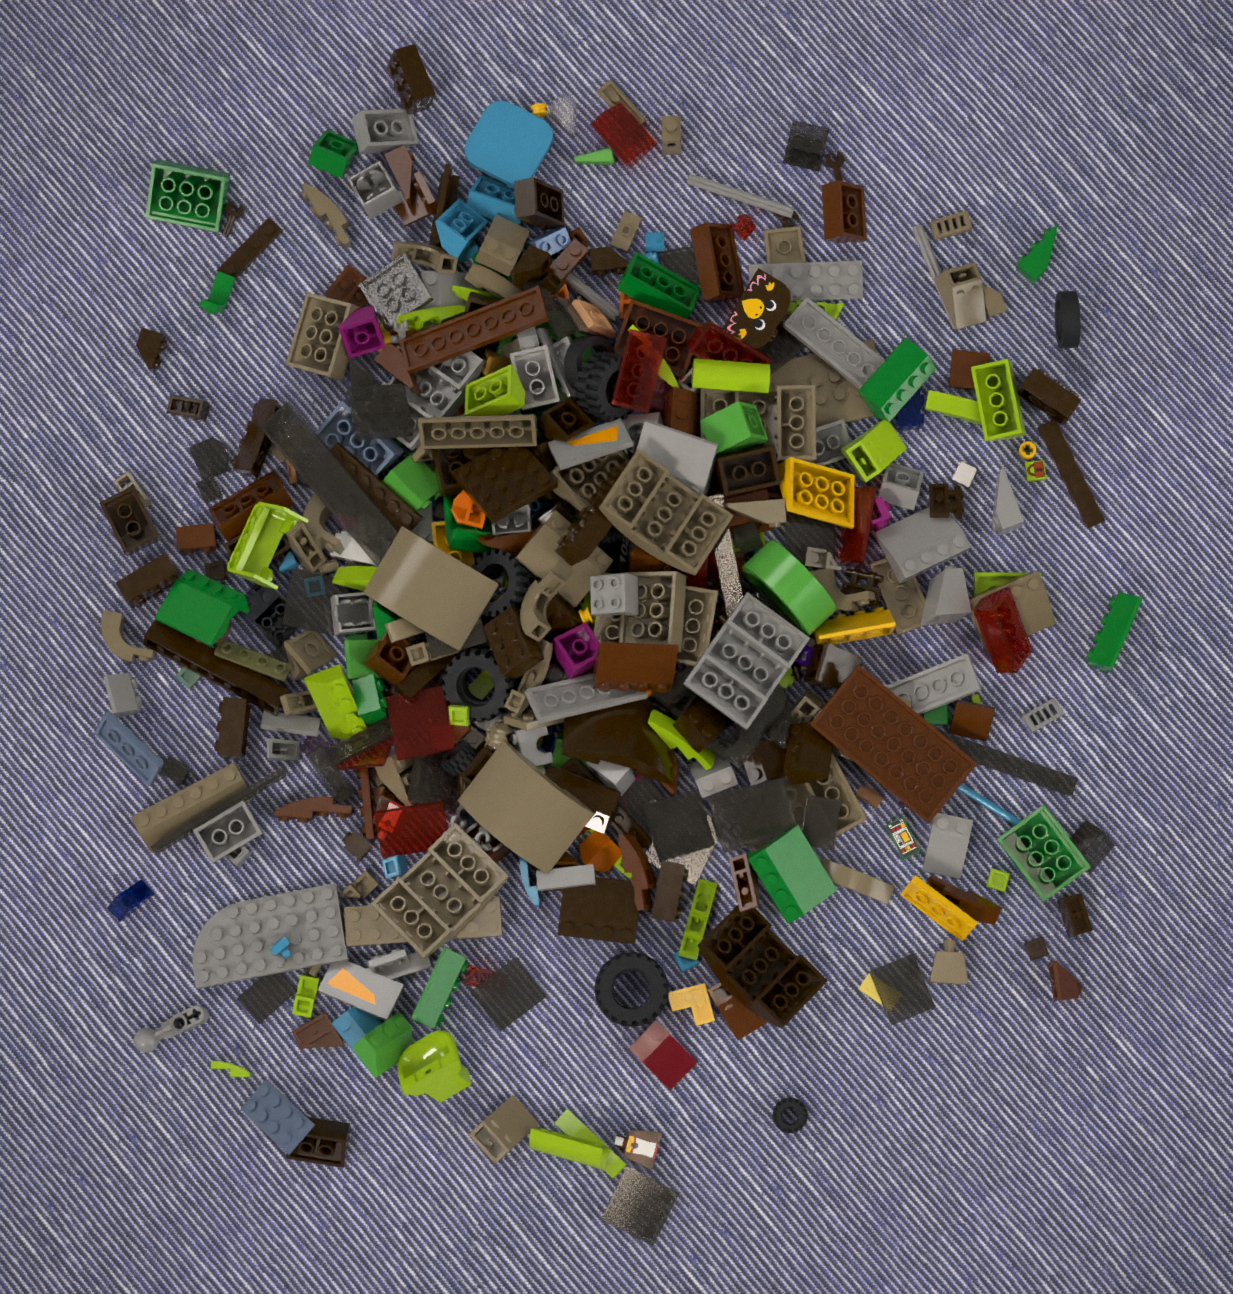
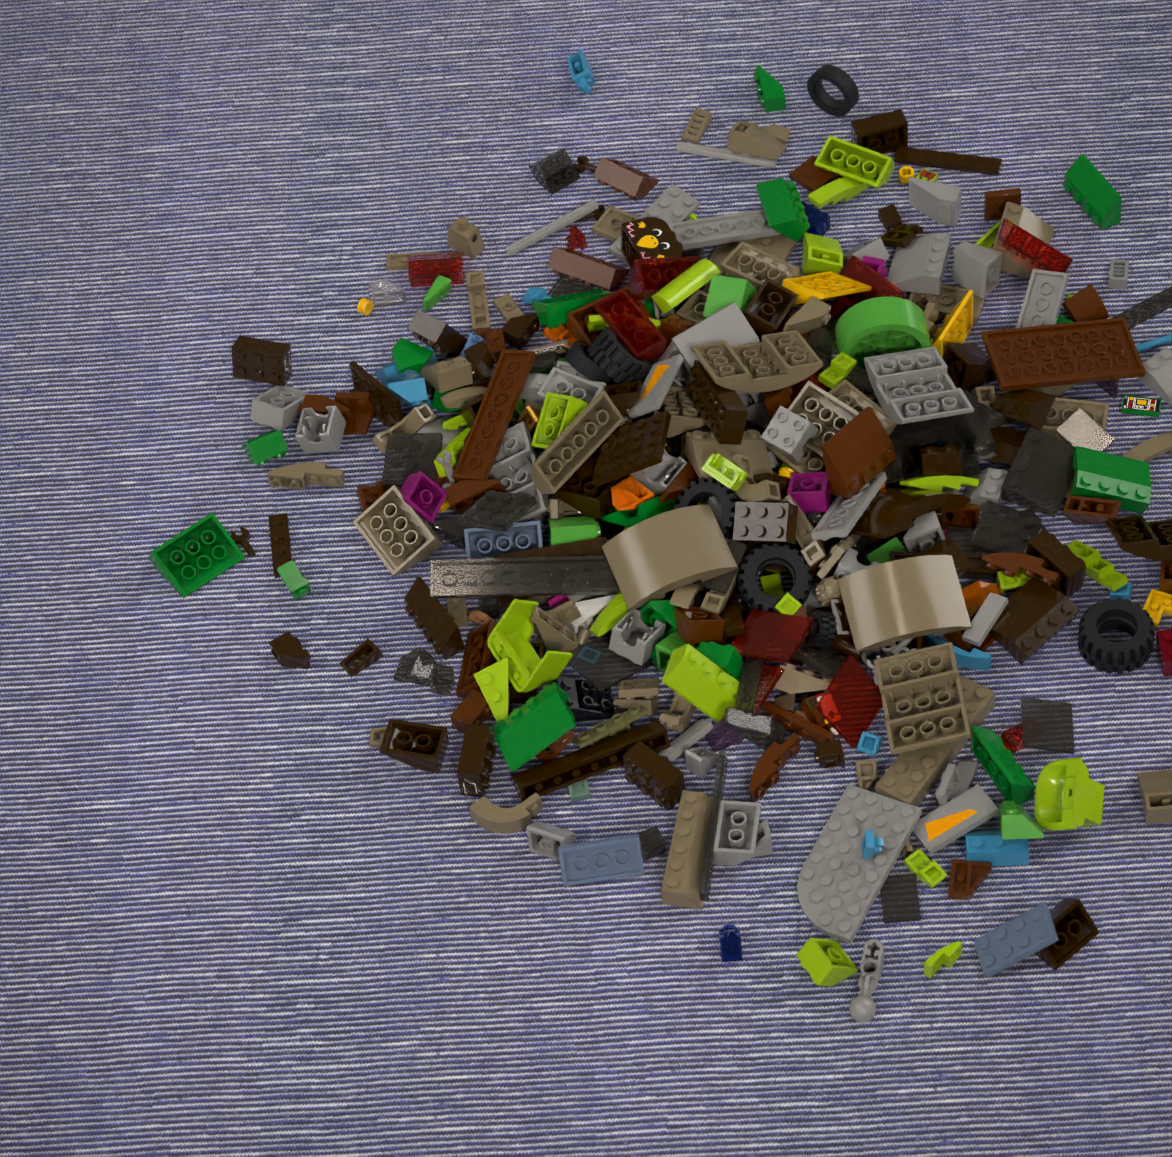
camera: 50 degrees left, 30 degrees down
(166, 984) = (826, 961): none -> lime slope
(220, 542) = (495, 687): none -> lime wing
(496, 202) = (410, 356): none -> green slope
(508, 143) = (369, 334): dark azure tile -> none
(527, 578) = (725, 471): none -> lime hinge
(612, 202) = (478, 300): none -> dark tan slope
(721, 578) = (838, 370): none -> lime slope
(938, 74) = (581, 71): none -> dark azure hinge
(1042, 564) = (996, 201): none -> reddish brown tile

